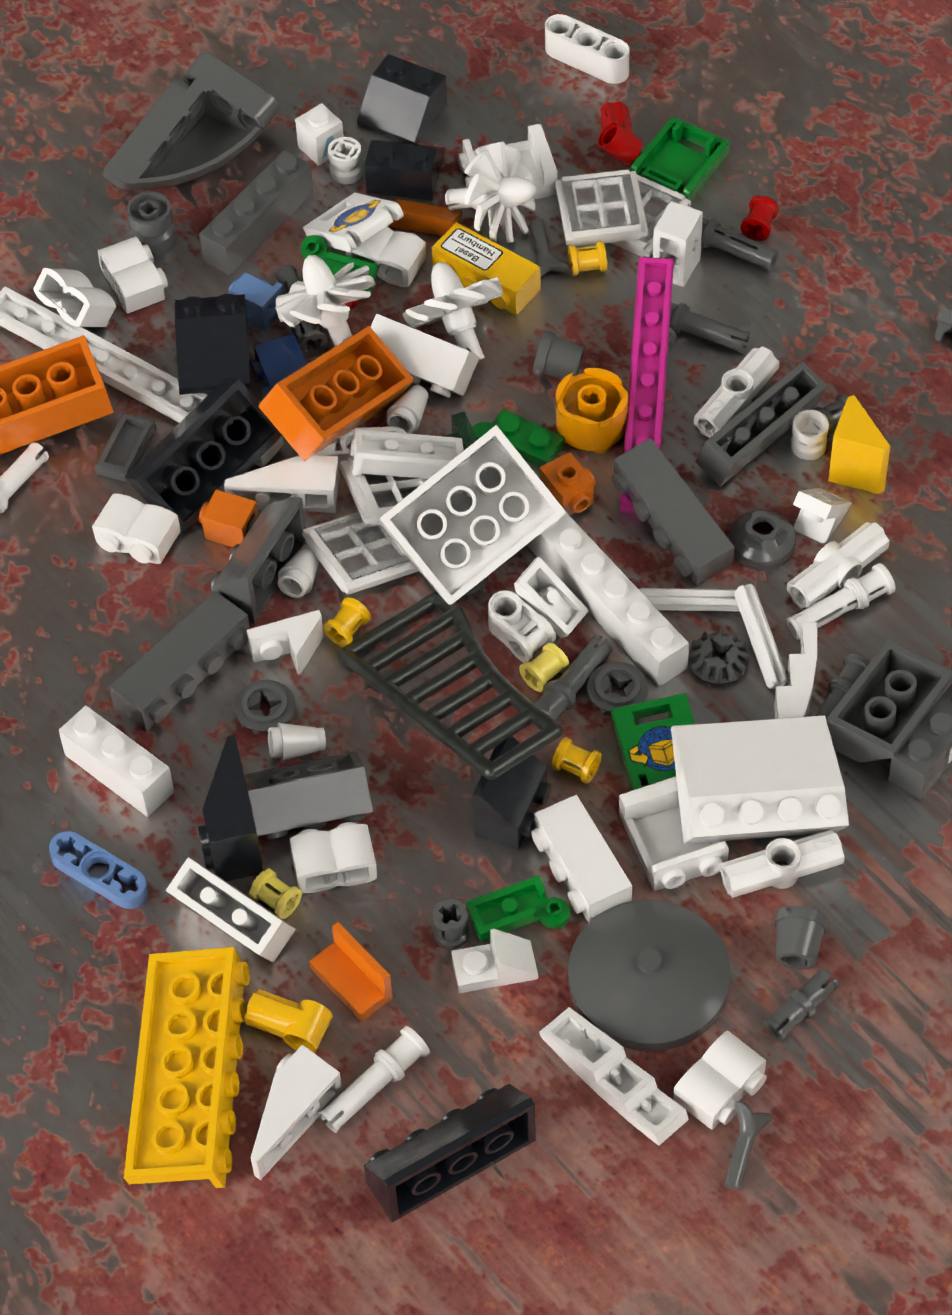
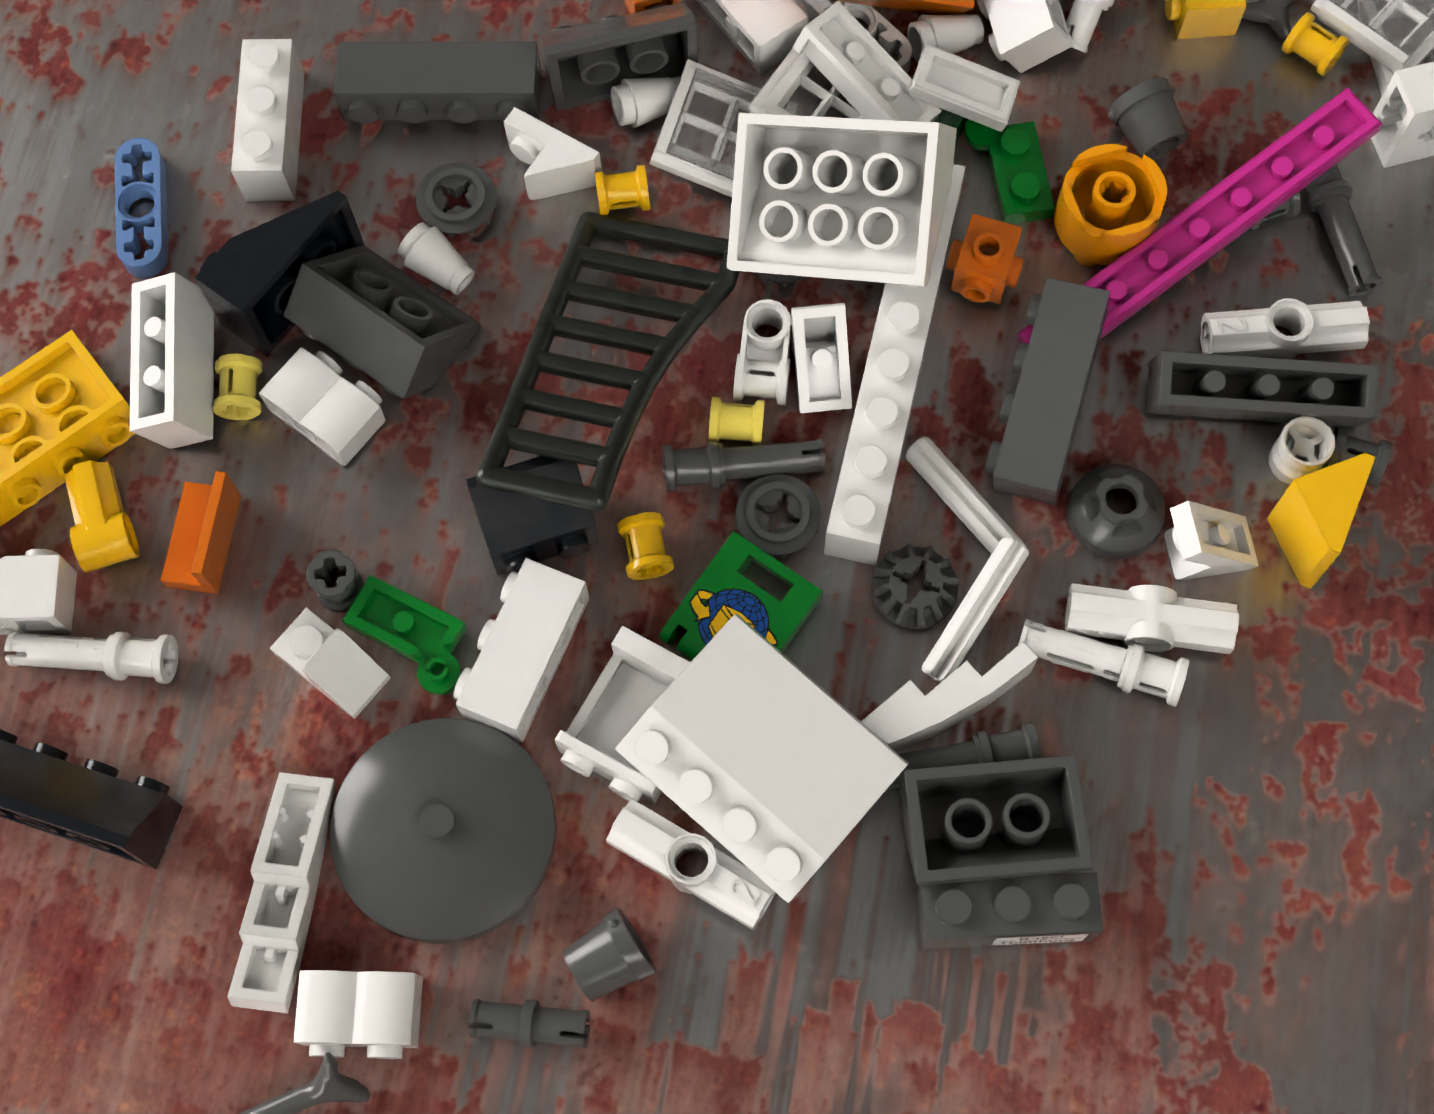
camera: 50 degrees right, 15 degrees up
(461, 417) = (964, 88): none -> white tile

